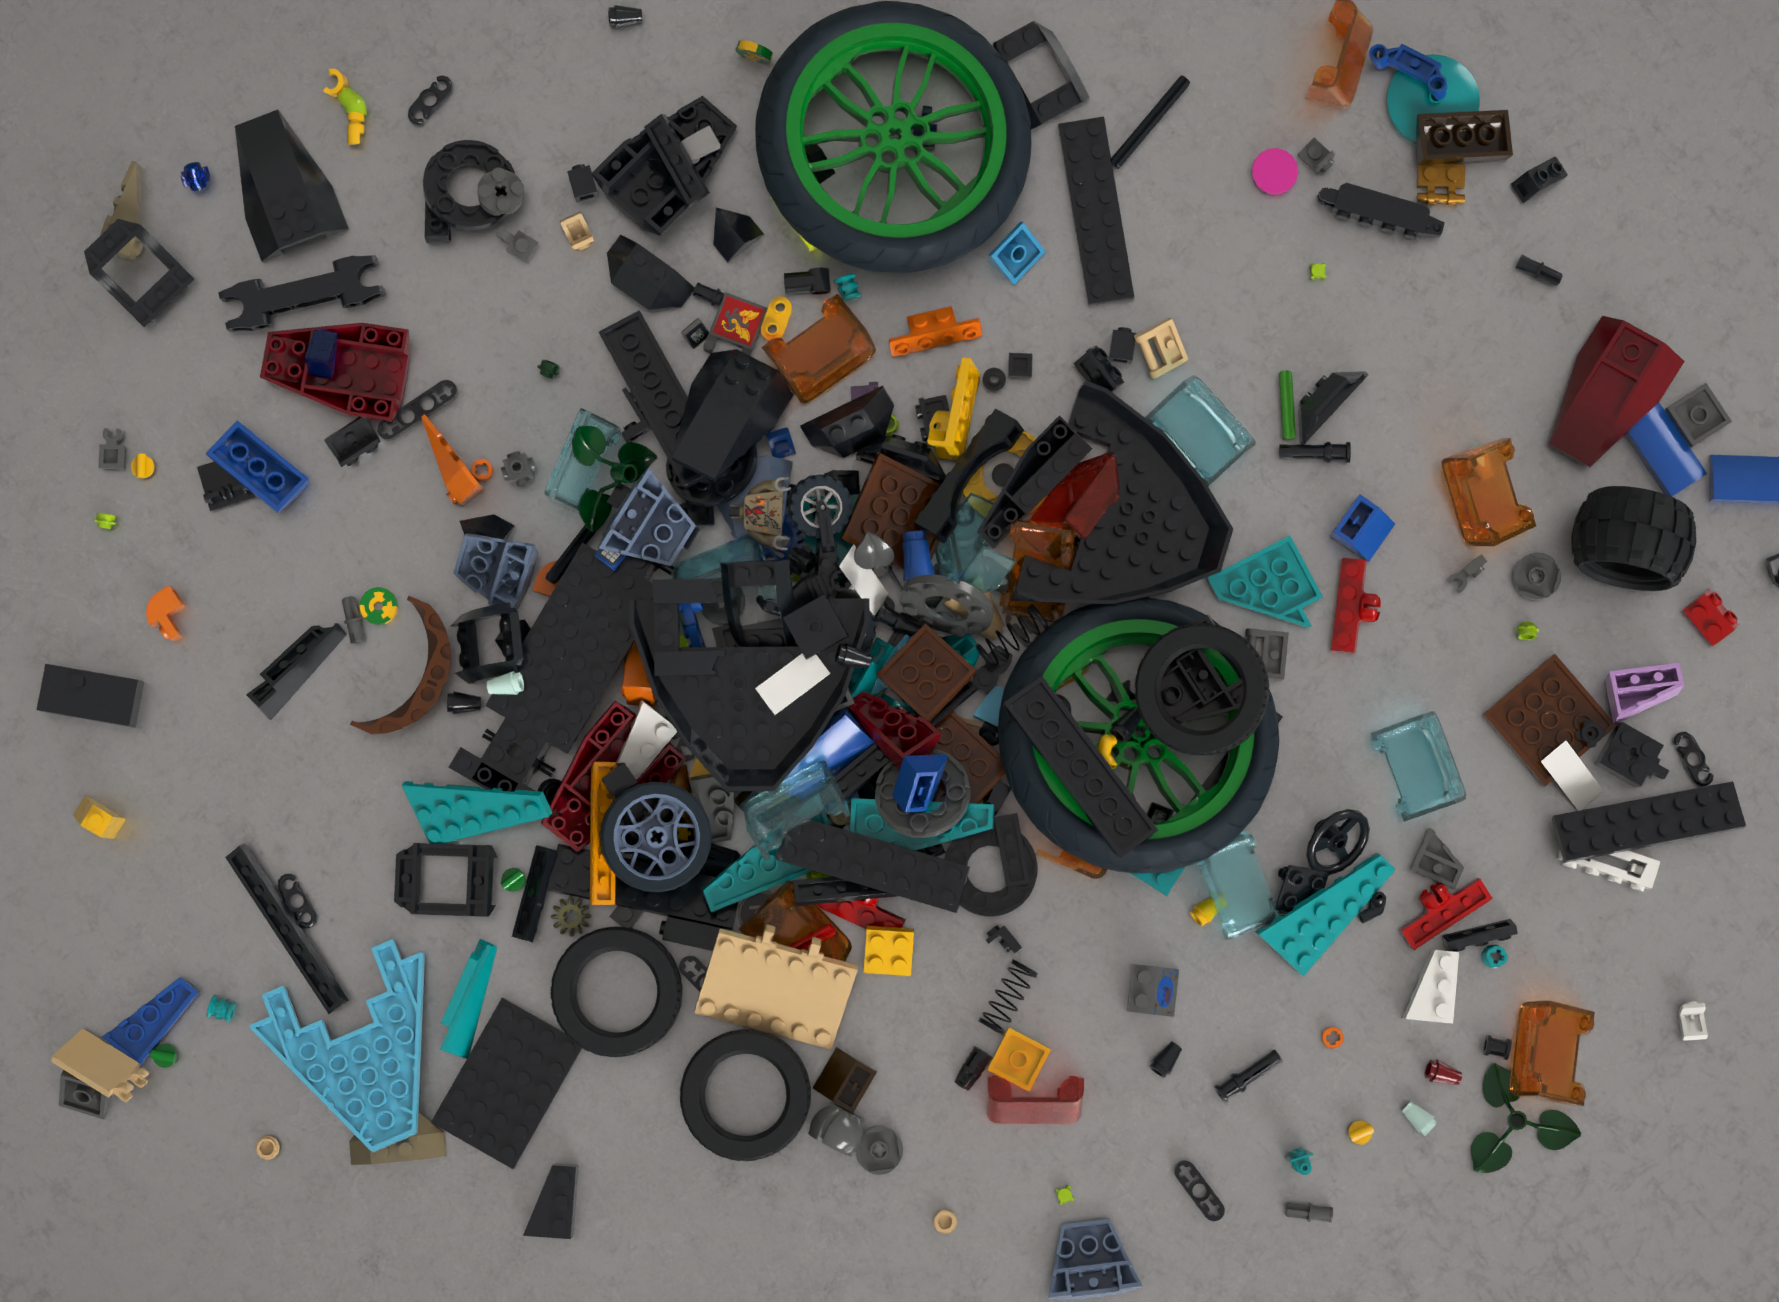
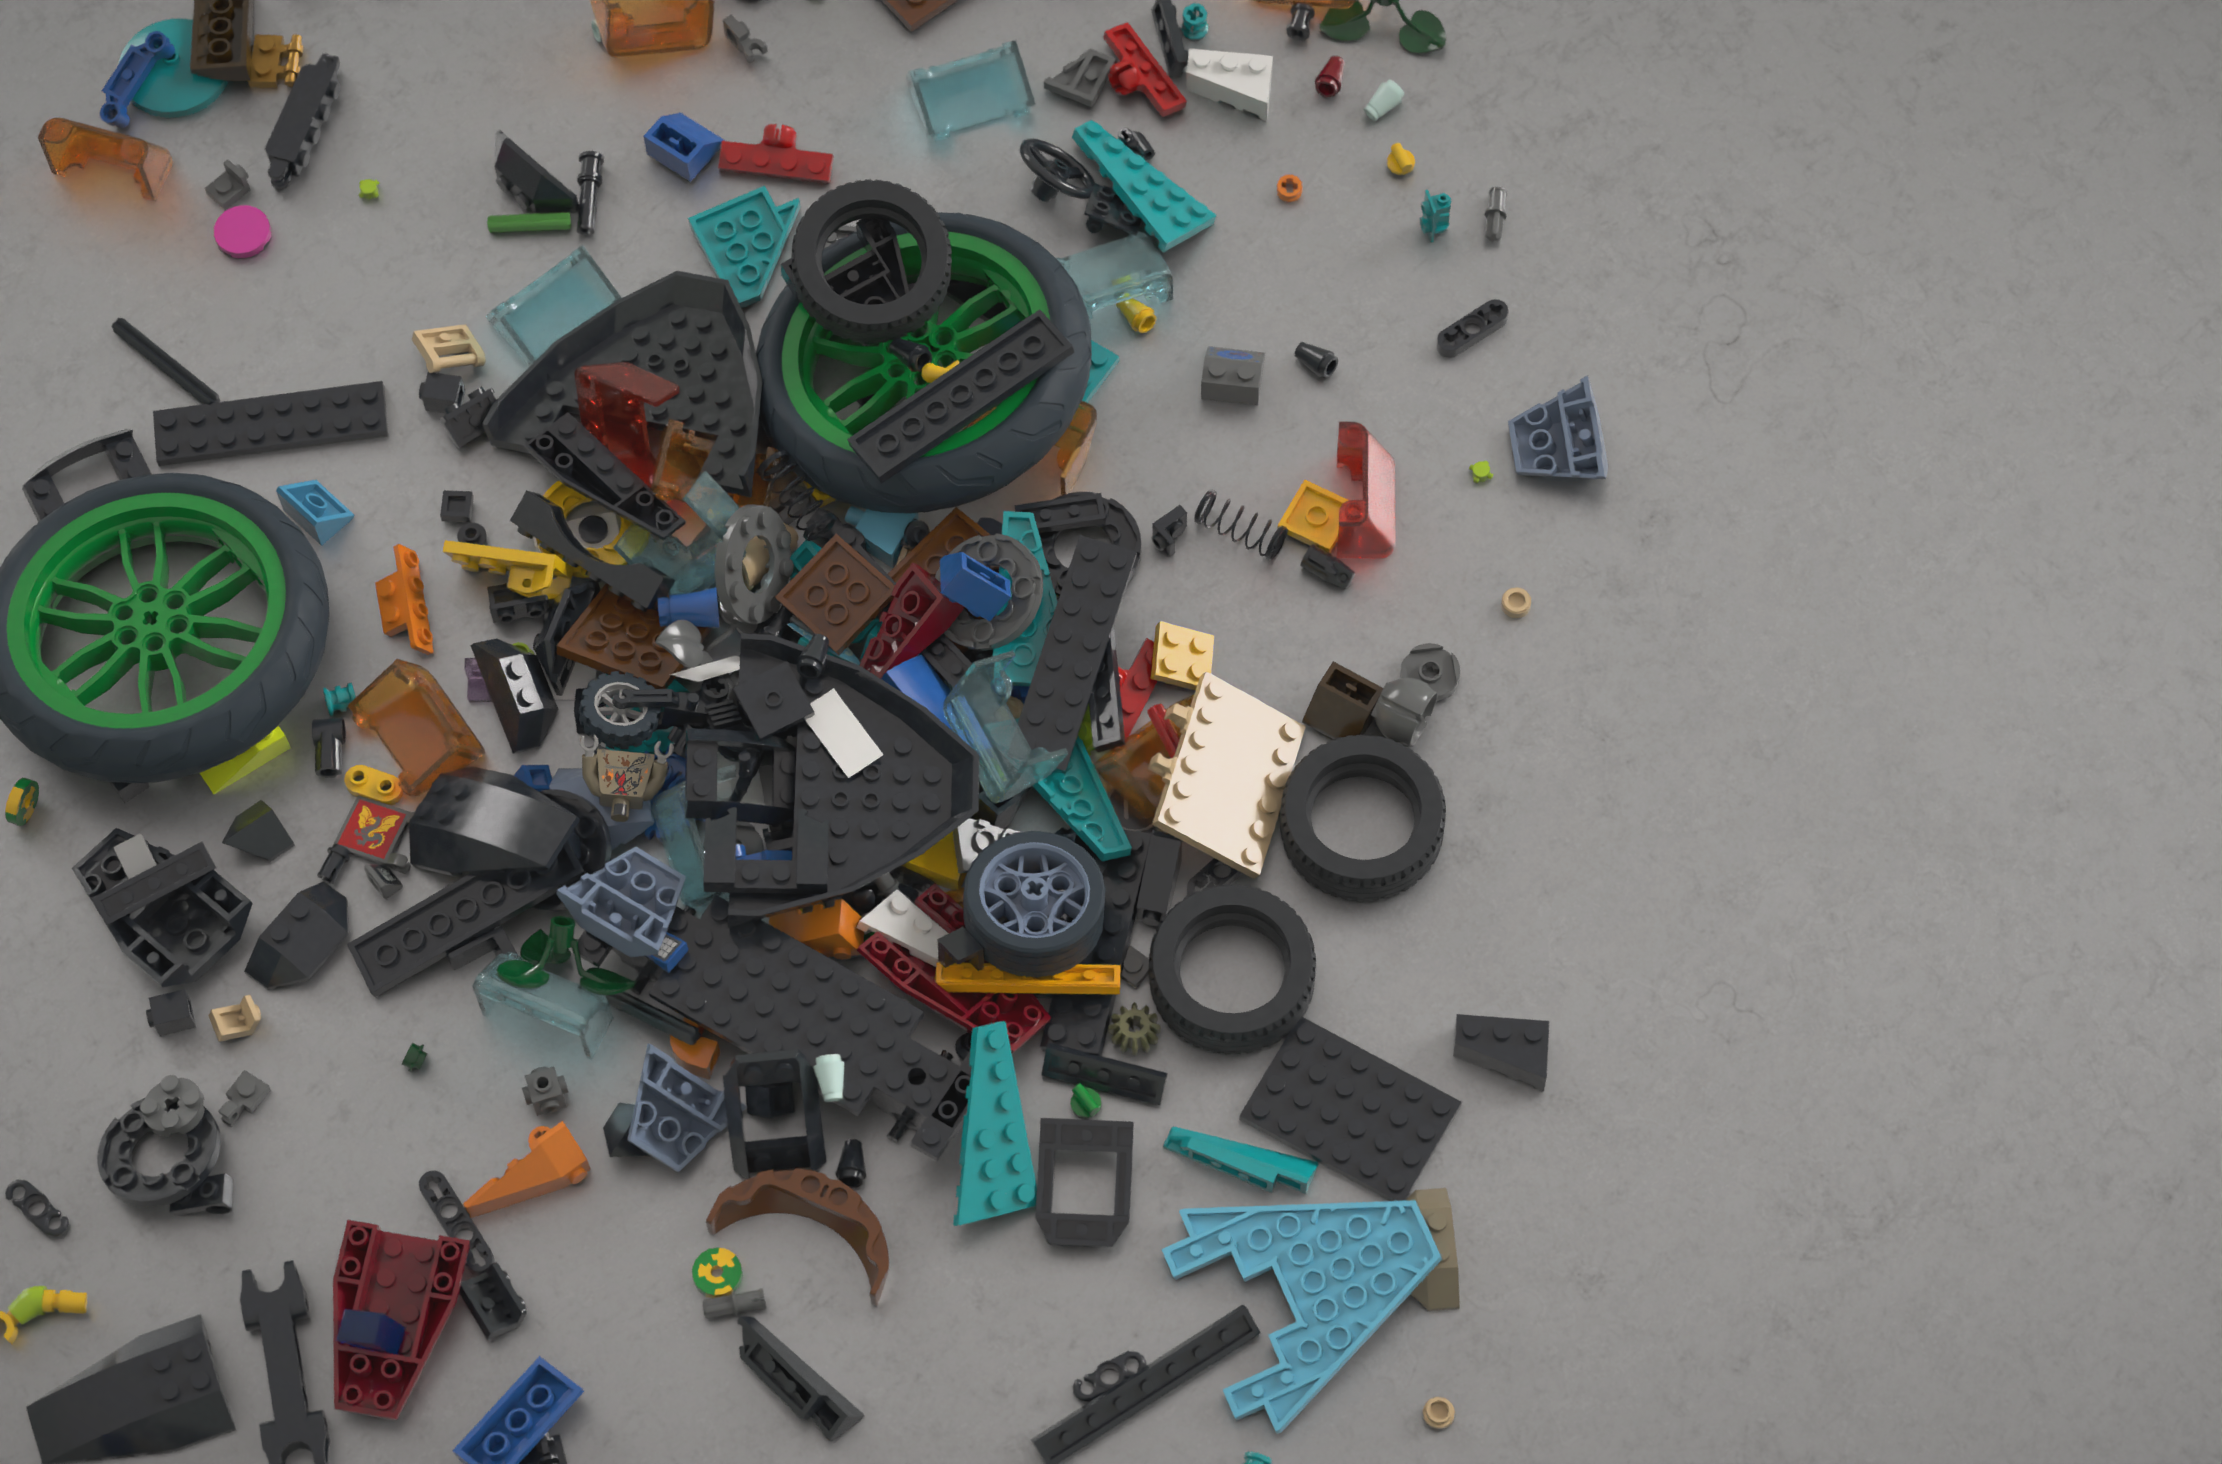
camera: 90 degrees left, 20 degrees down
(1238, 1082) = (1342, 282): black pin -> none

